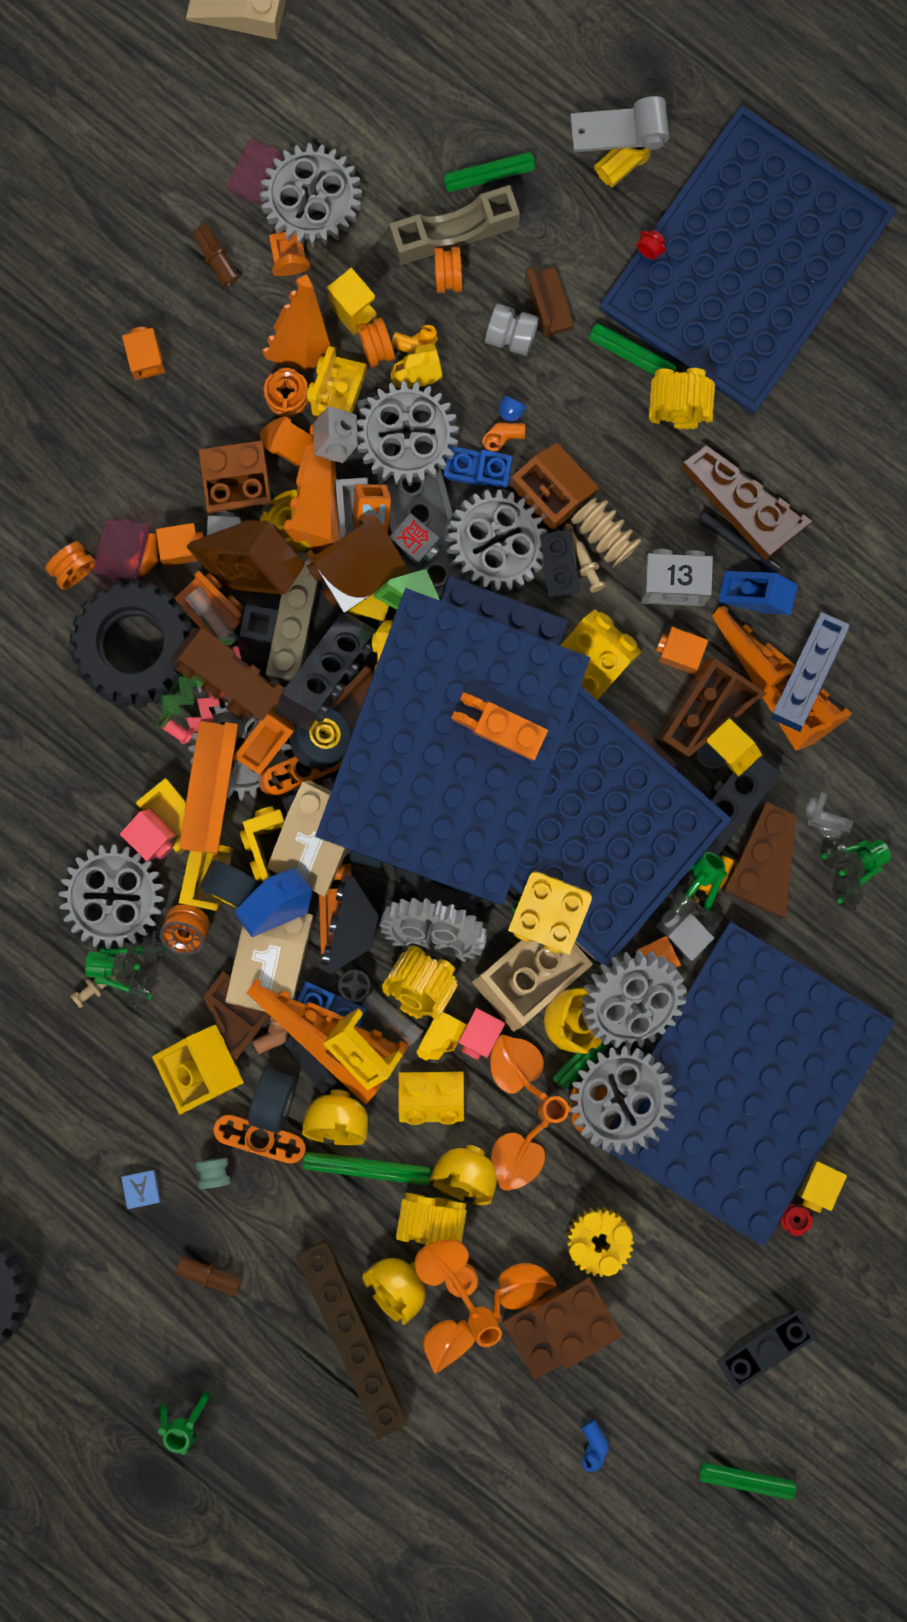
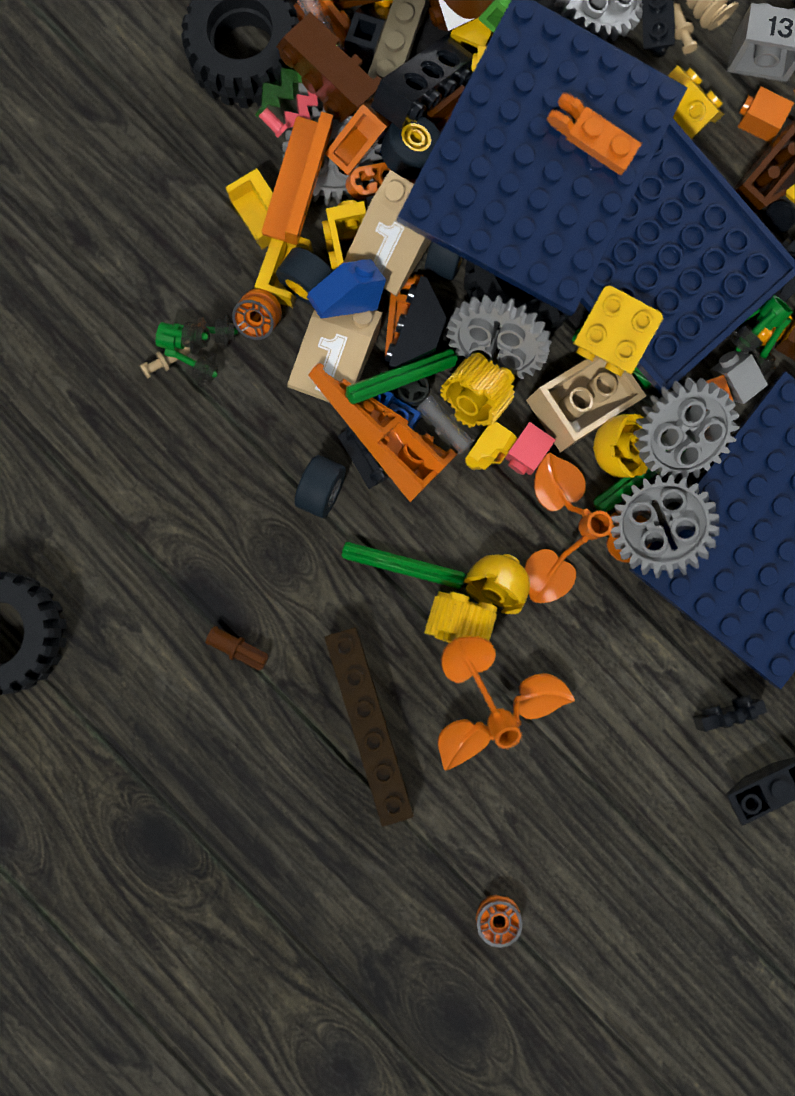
camera: 10 degrees right, 0 degrees up
(114, 868) = (198, 251): light grey gear -> none
(141, 1189) = (183, 557): medium blue tile -> none
(149, 835) = (234, 222): coral brick -> none
(185, 1434) = (192, 797): plant -> none
(197, 1069) = (252, 448): yellow slope -> none
(212, 1173) = (253, 550): sand green wheel -> none
(233, 1140) = (285, 507): orange beam -> none
(234, 1022) = (295, 409): reddish brown wing -> none
(275, 1036) = (331, 429): nougat arm -> none
(336, 1119) = (381, 512): yellow cylinder -> none
(340, 979) = (400, 376): none -> green axle
(357, 1054) = (410, 447): yellow panel -> none
(397, 1288) = (419, 682): yellow cylinder -> none
(431, 1097) = (474, 505): yellow bracket -> none
(467, 1278) = (489, 681): orange tile -> none
(510, 1531) = (497, 934): none -> orange wheel
(562, 1328) = (577, 742): reddish brown bracket -> none
(597, 1447) = (594, 864): blue arm -> none
(617, 1235) = (639, 657): yellow brick -> none
(702, 1284) = (743, 709): none -> black hinge
(747, 1481) = (739, 916): green axle -> none

